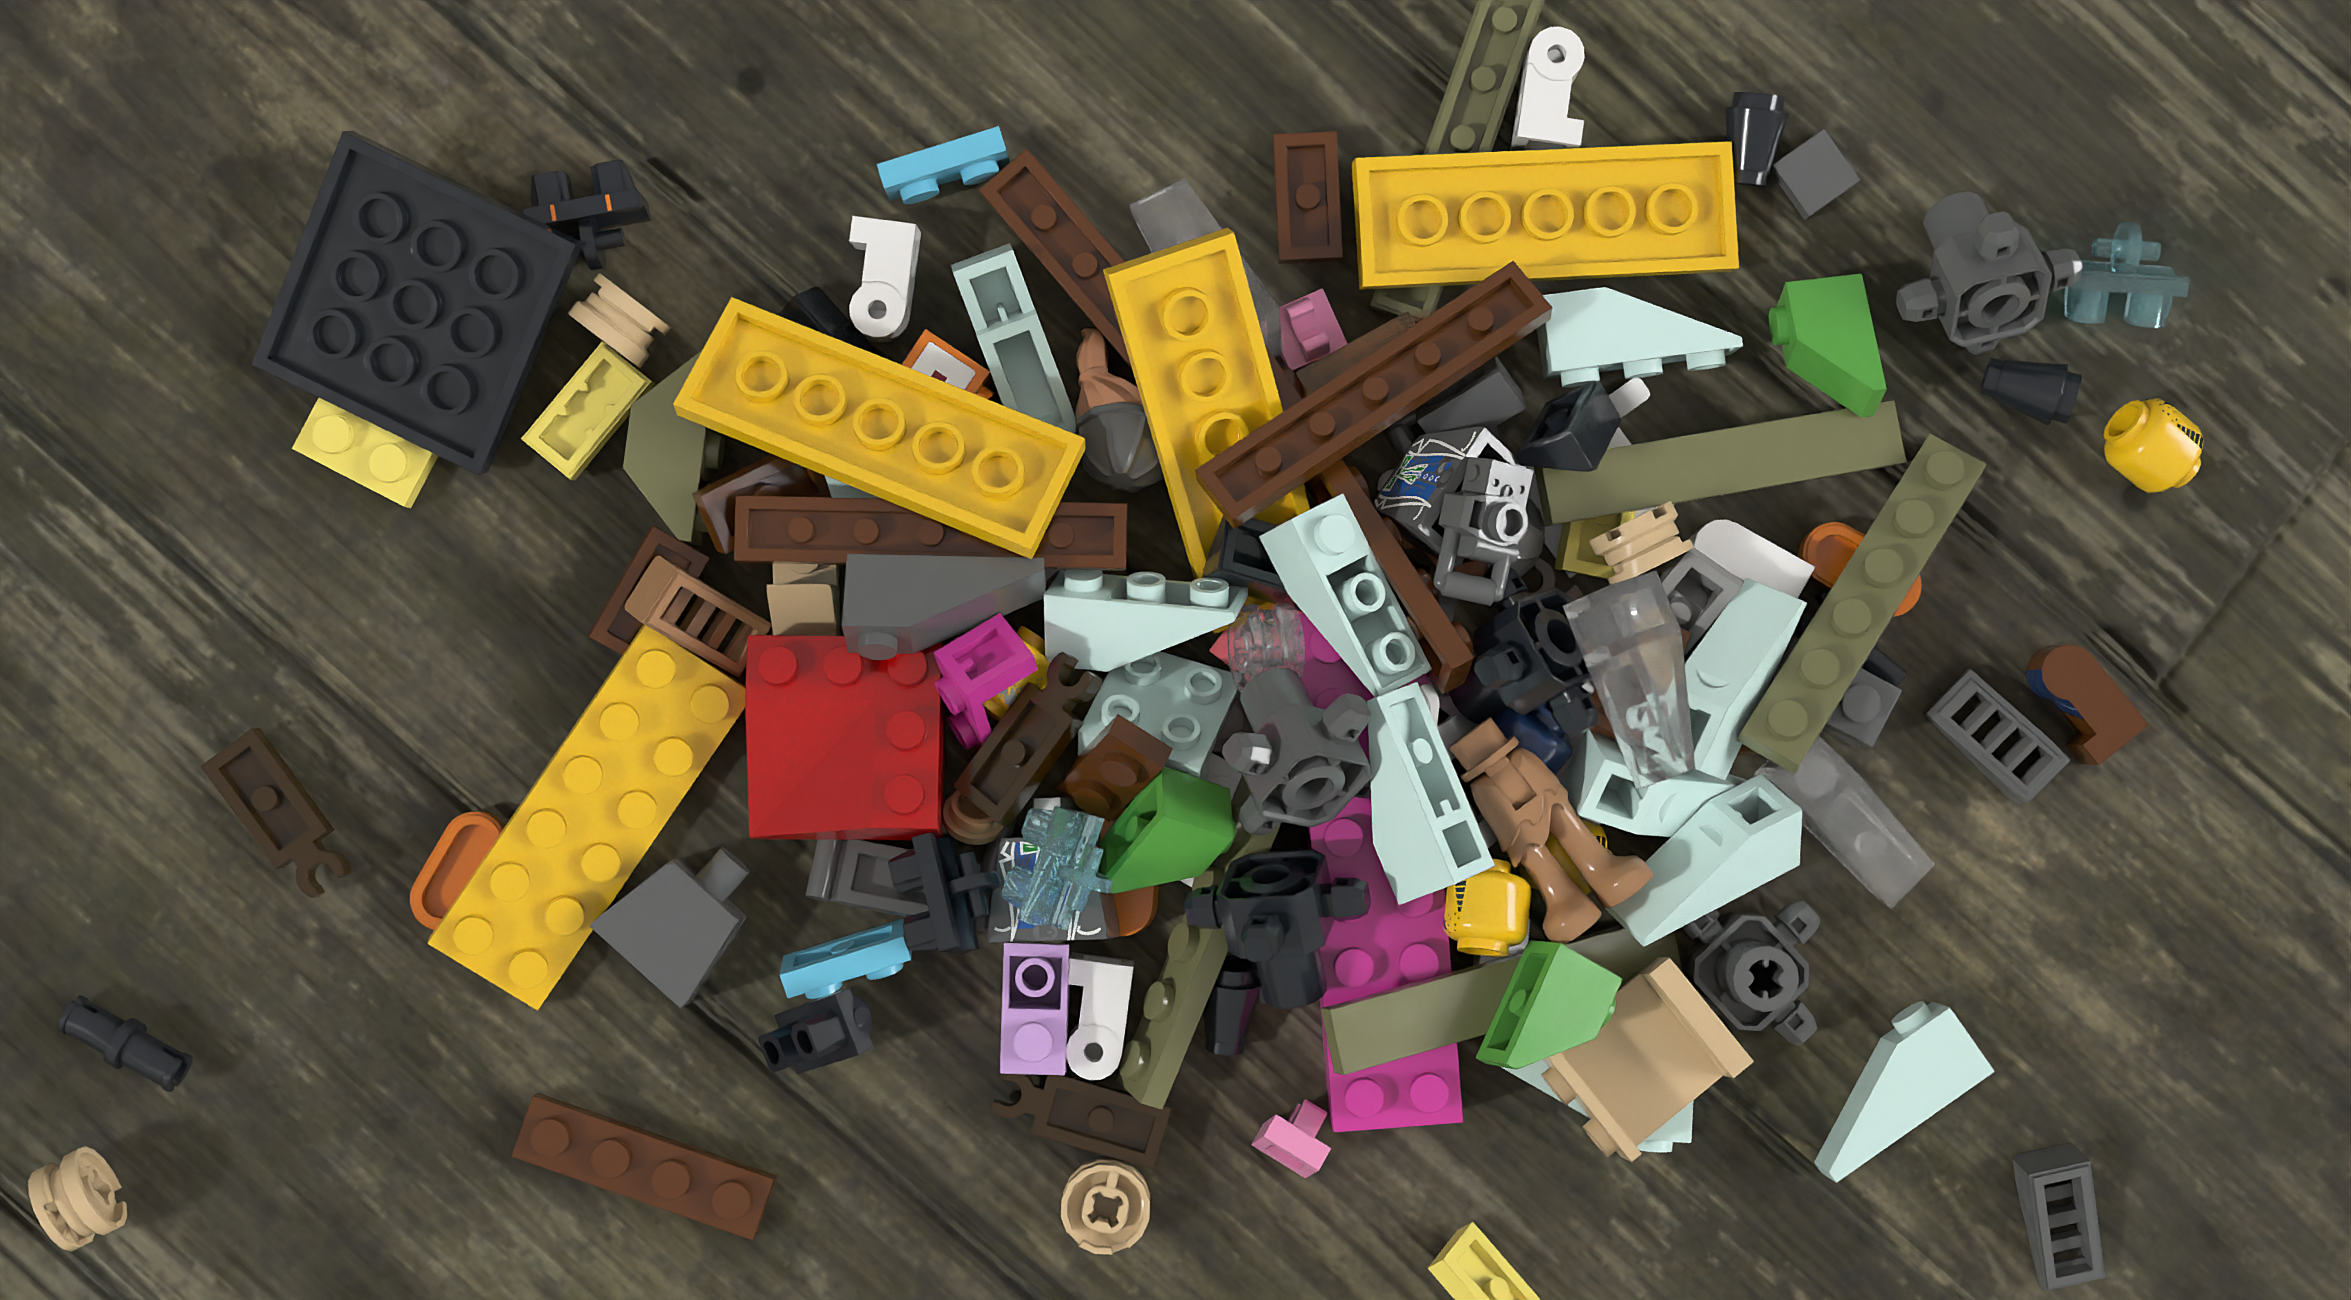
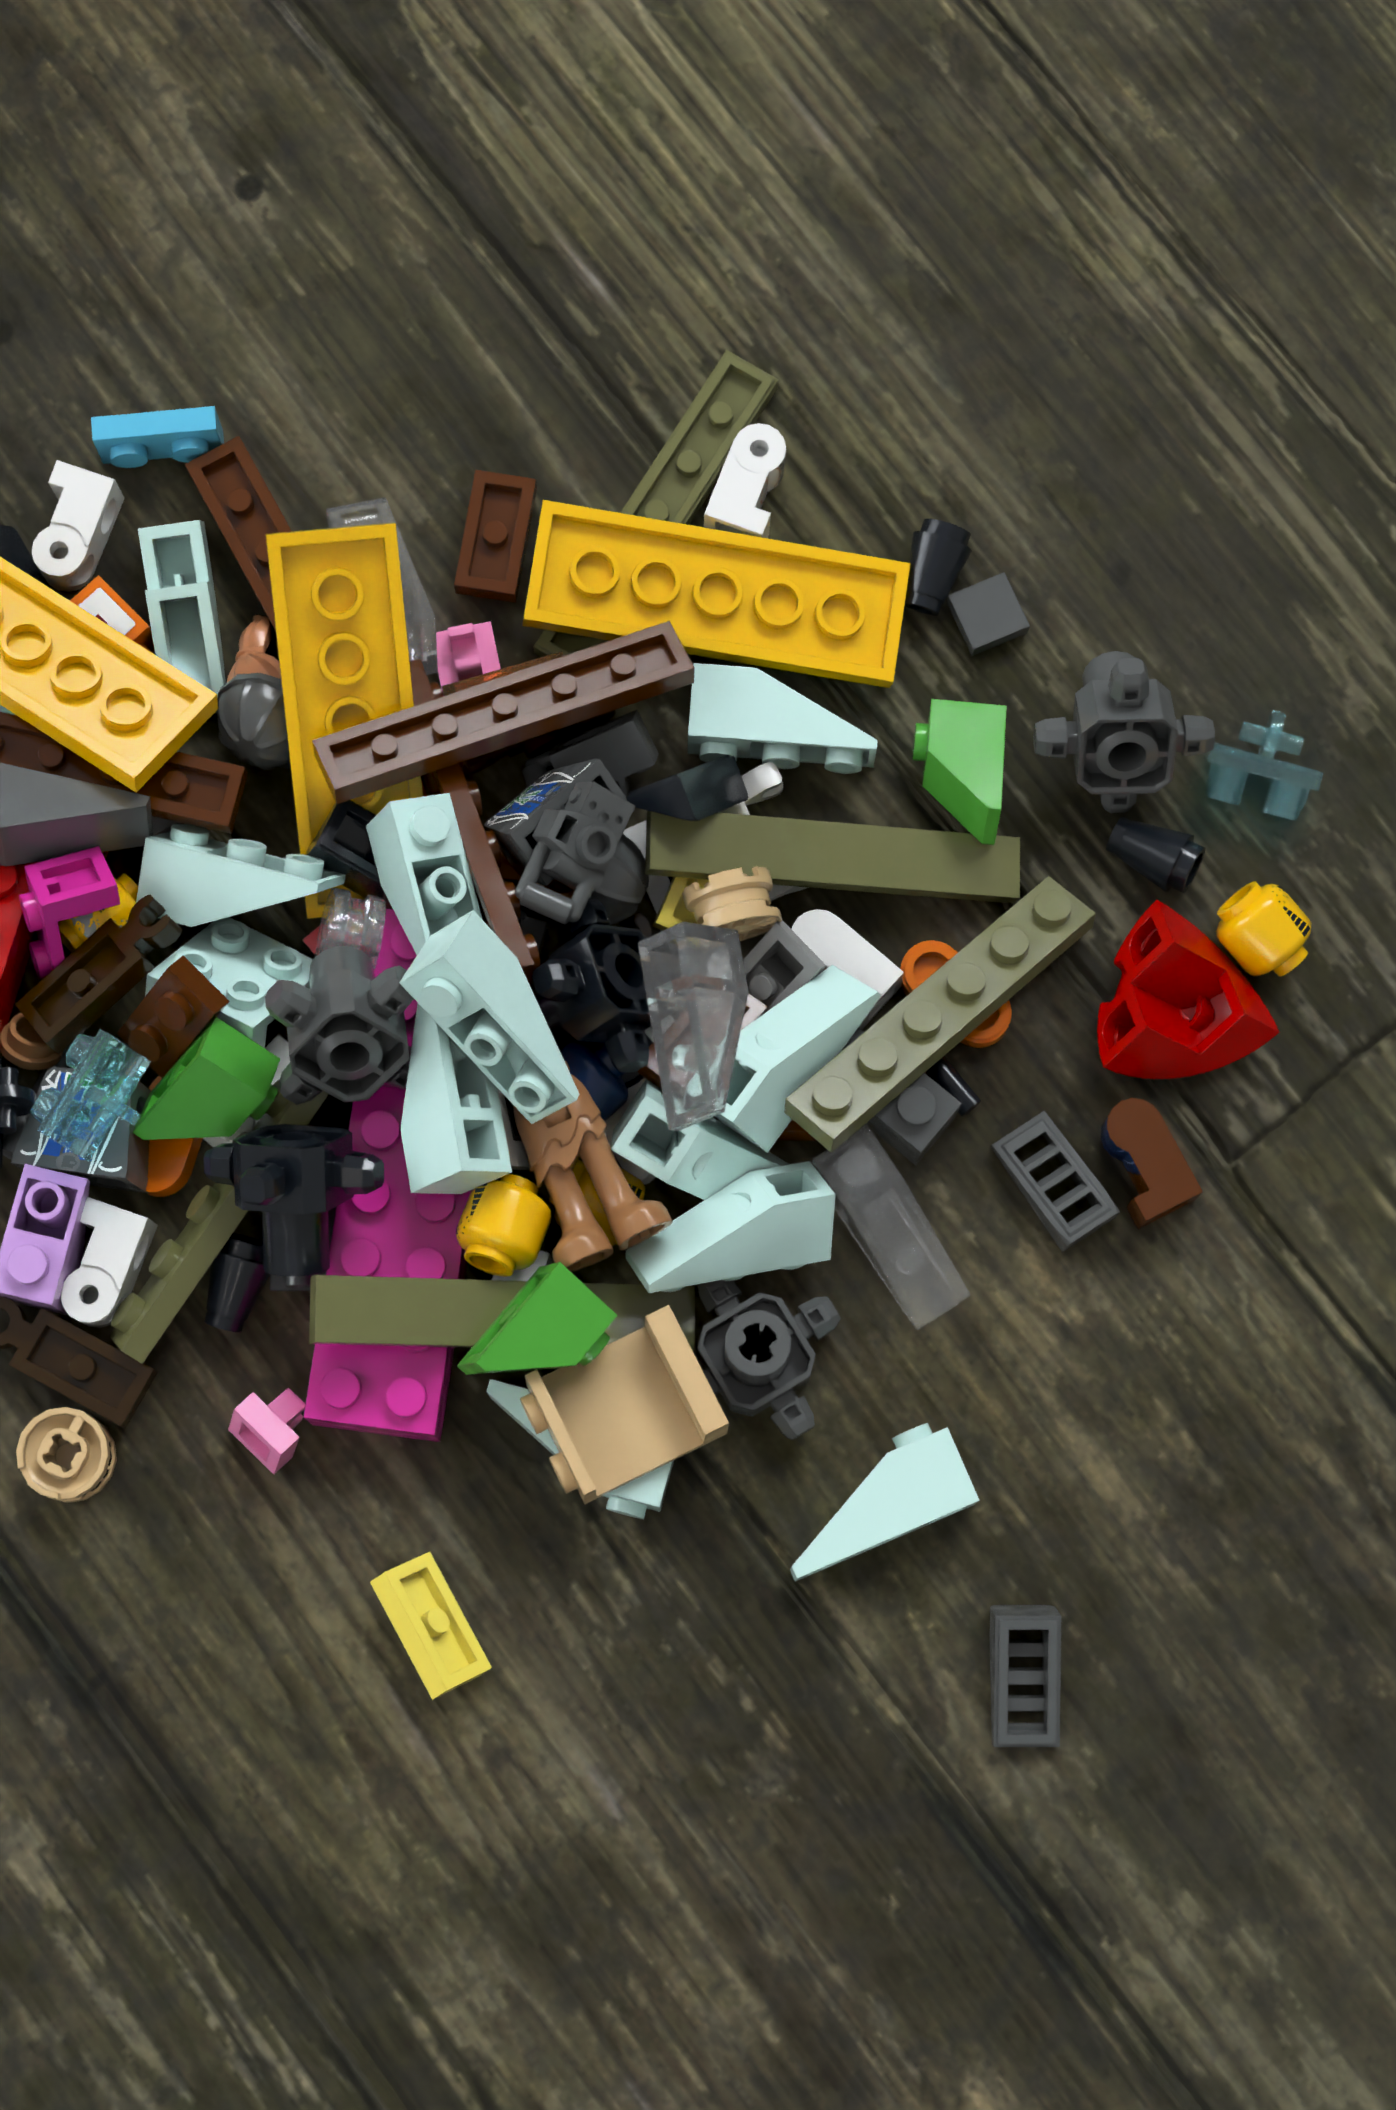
camera: 15 degrees right, 10 degrees down
(1443, 716) = (489, 1010): none -> light aqua slope
(2083, 537) = (1178, 1003): none -> red brick

